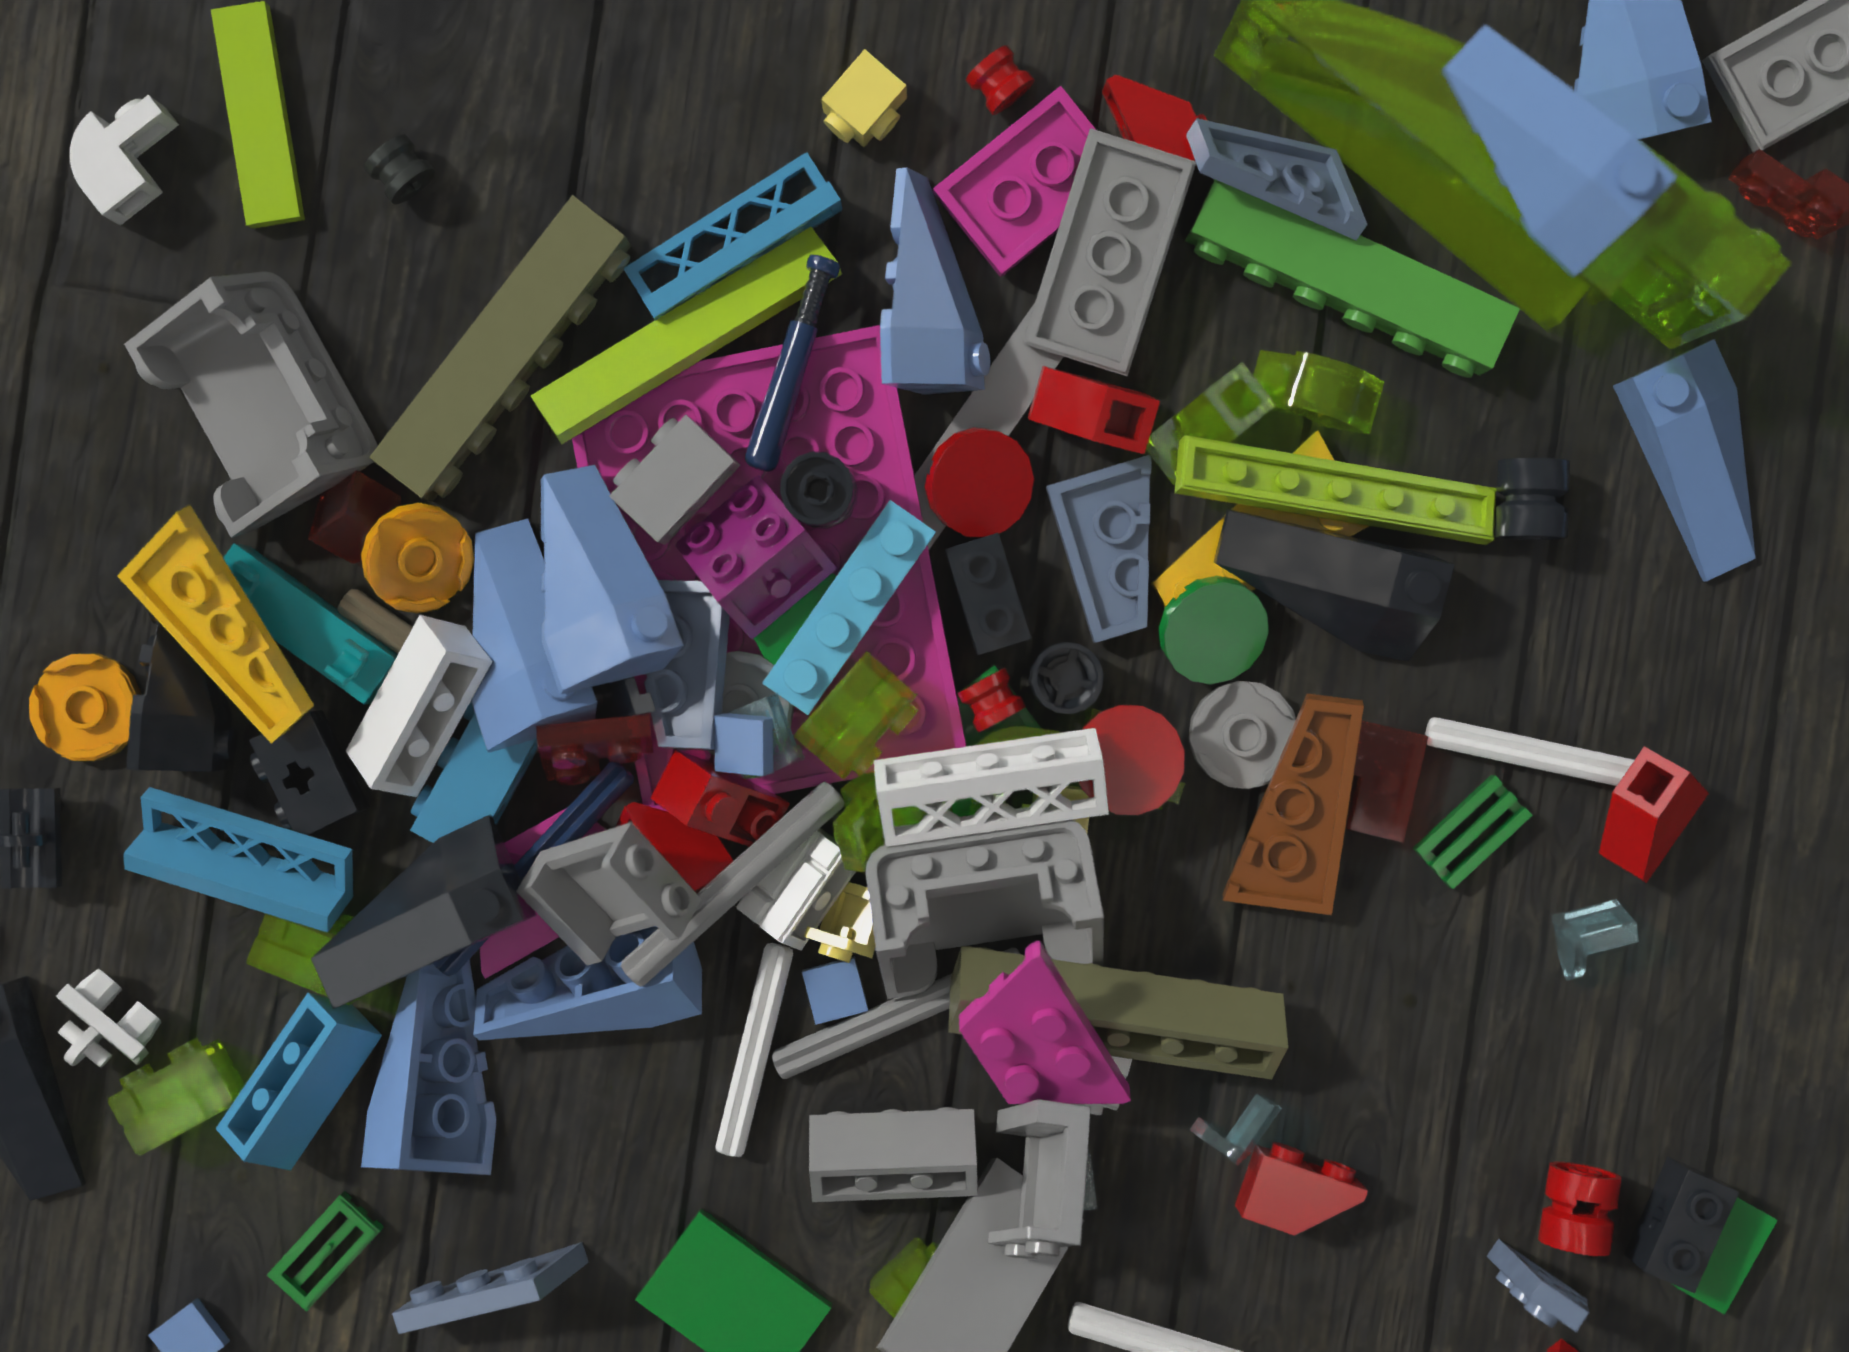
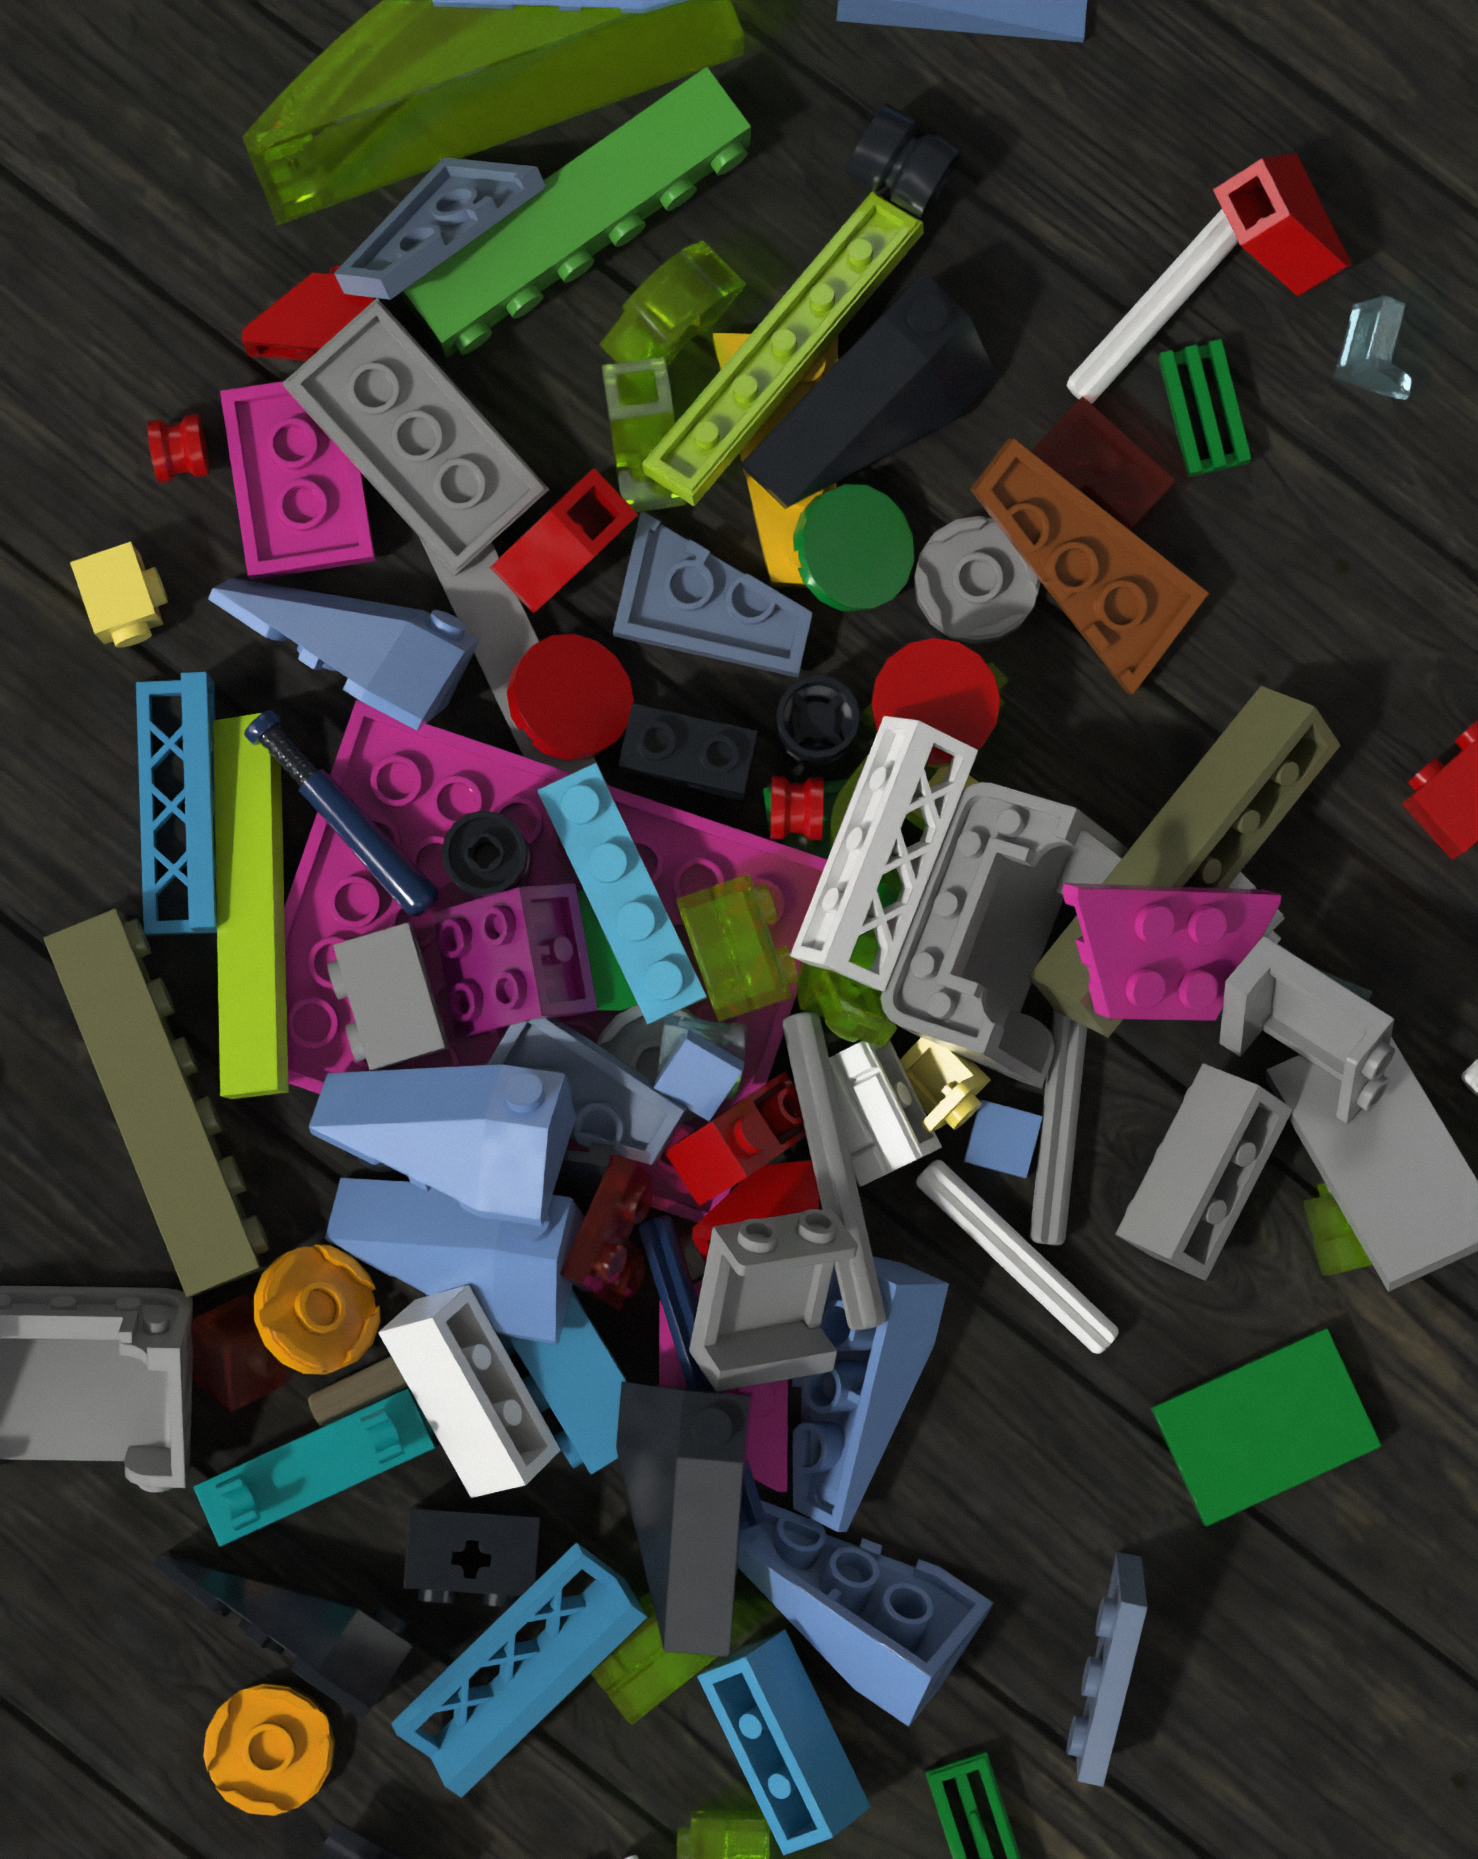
camera: 75 degrees left, 5 degrees down
(210, 616) = (255, 1545): yellow wing -> none
(1246, 1132) = (1381, 803): clear light blue tile -> none

